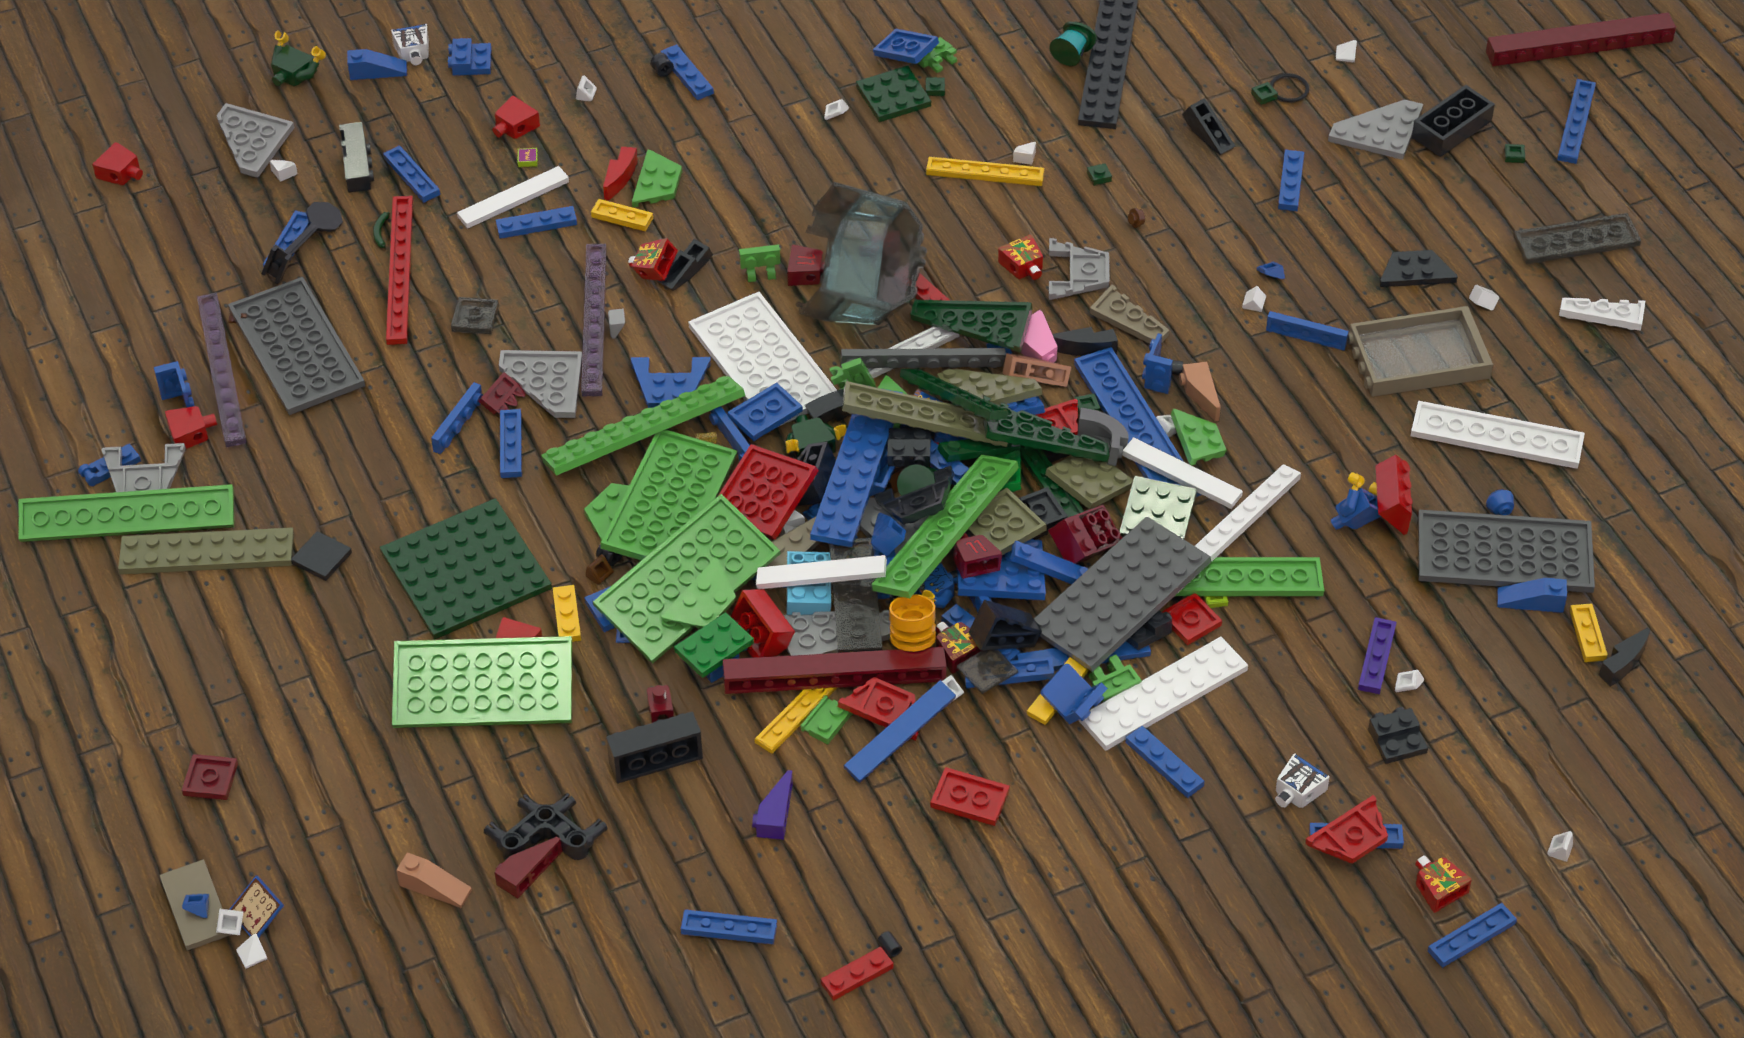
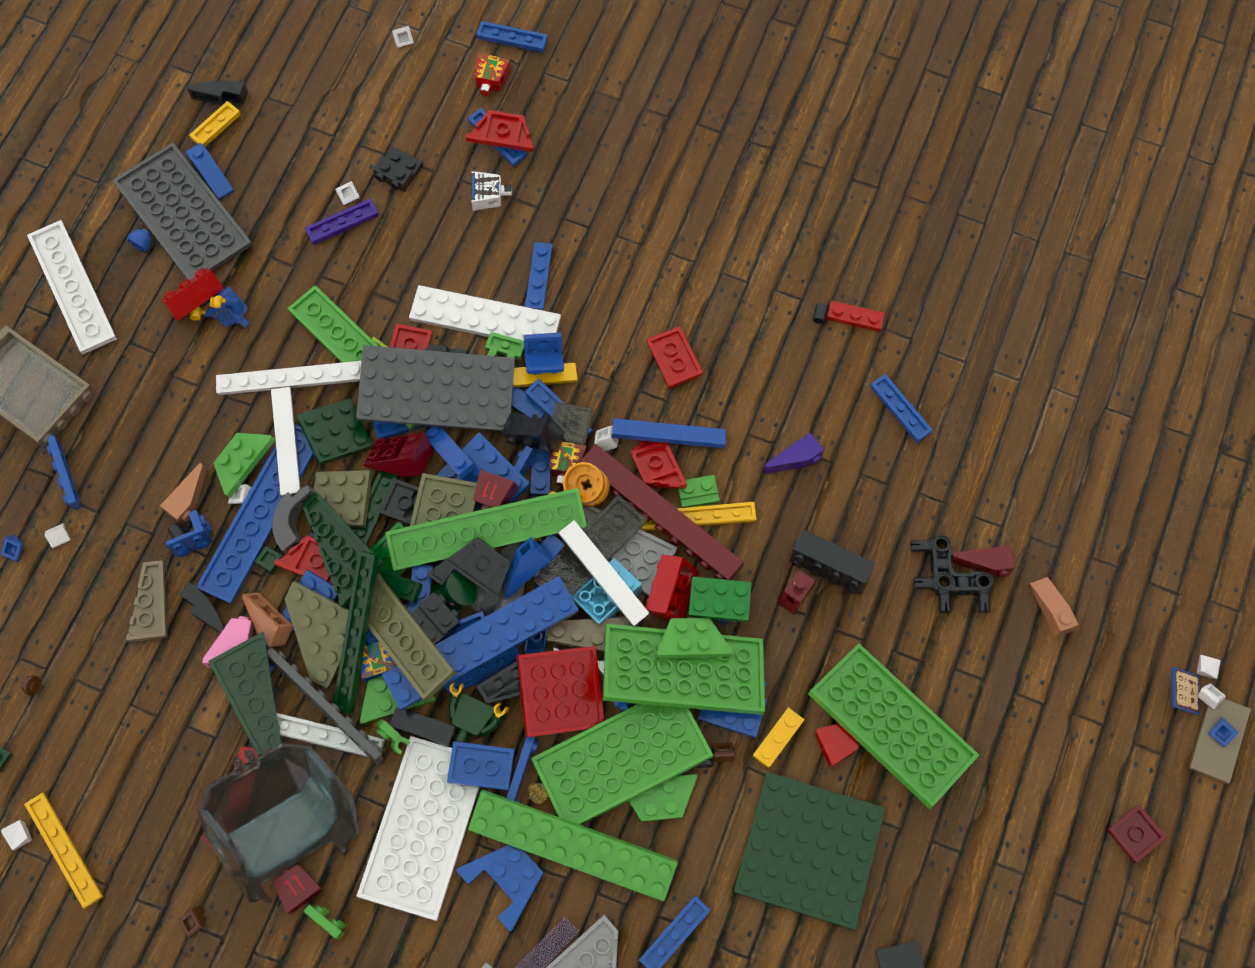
camera: 135 degrees left, 20 degrees up
(1022, 258) = (148, 729): red torso -> none
(1087, 269) = (119, 675): light grey wing -> none

